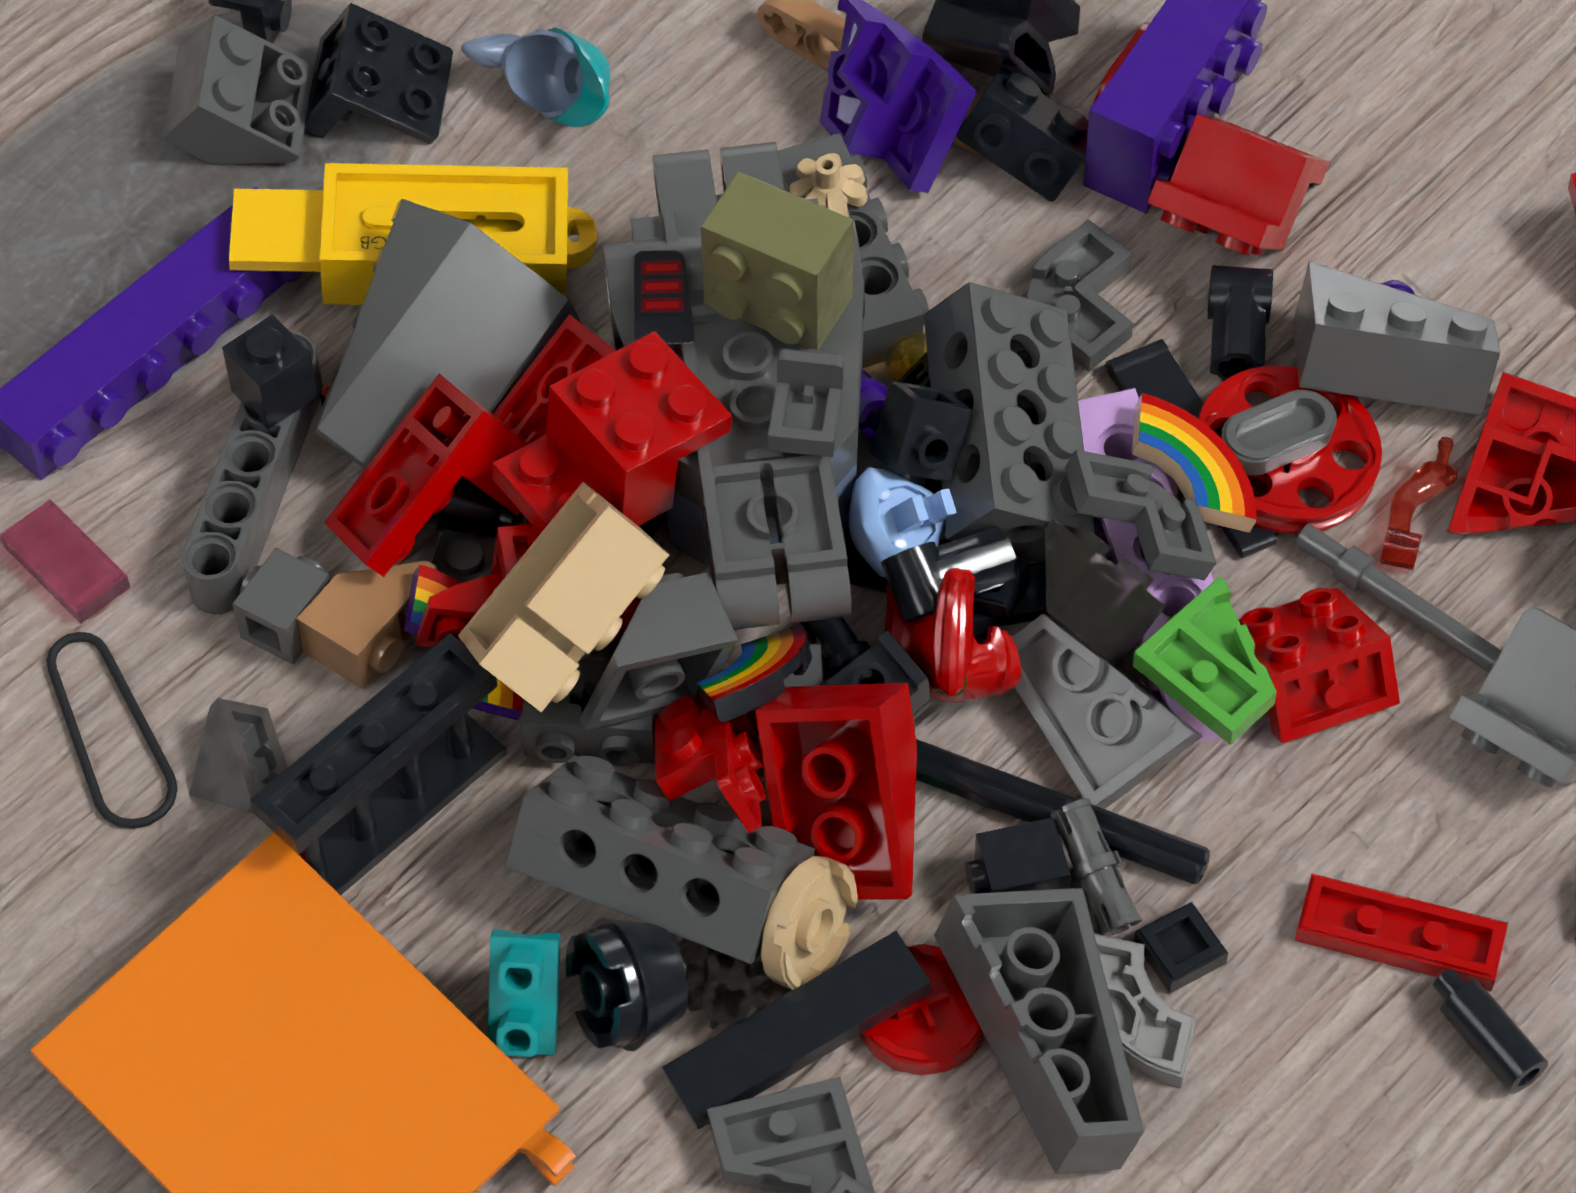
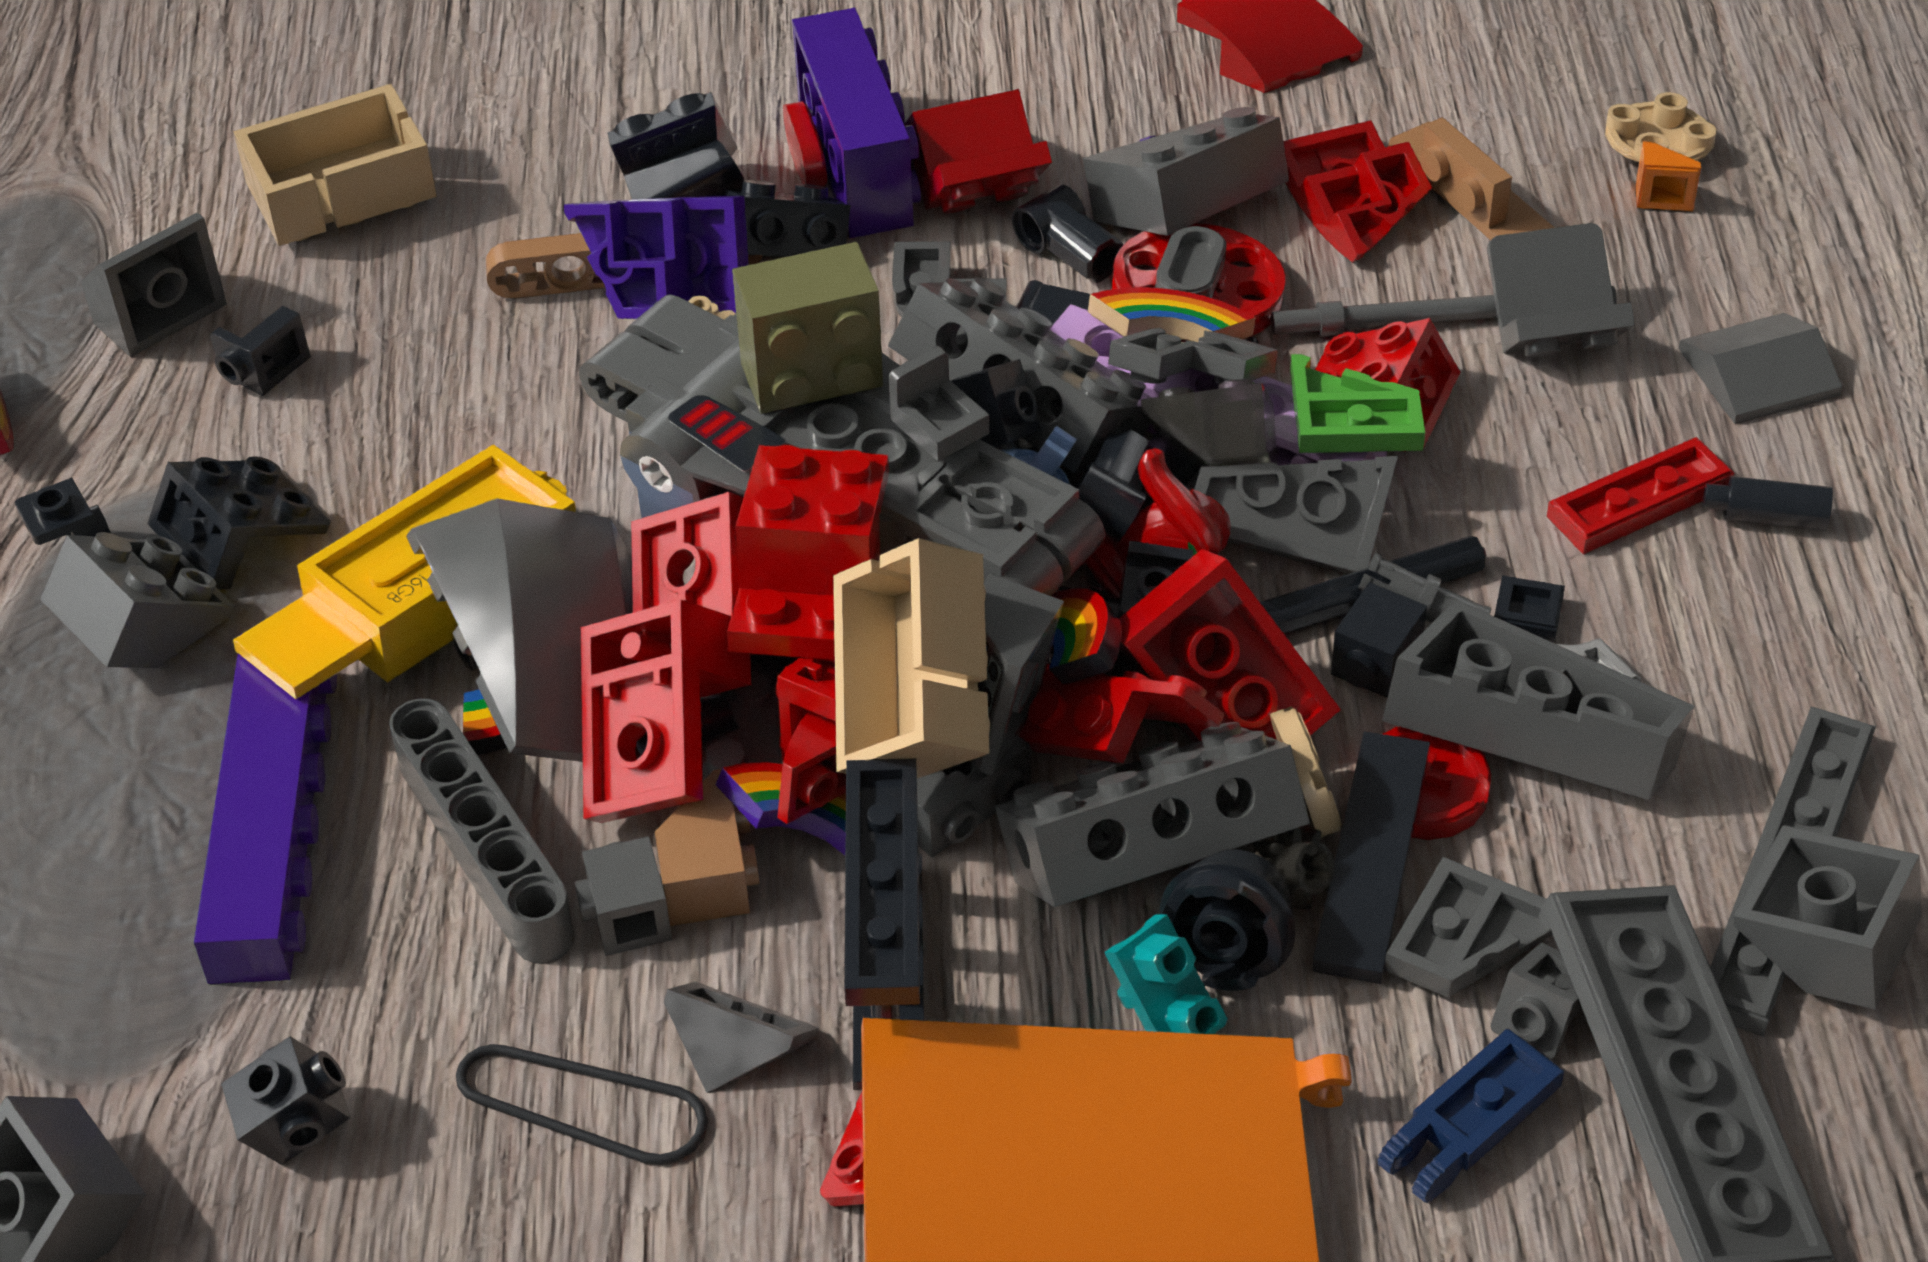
camera: 45 degrees left, 10 degrees down
(65, 561) = (391, 1014): clear pink tile -> none
(270, 371) = (436, 727): black brick -> none
(549, 72) = (389, 409): sand blue hair -> none
(1431, 478) = (1303, 247): clear red piece -> none

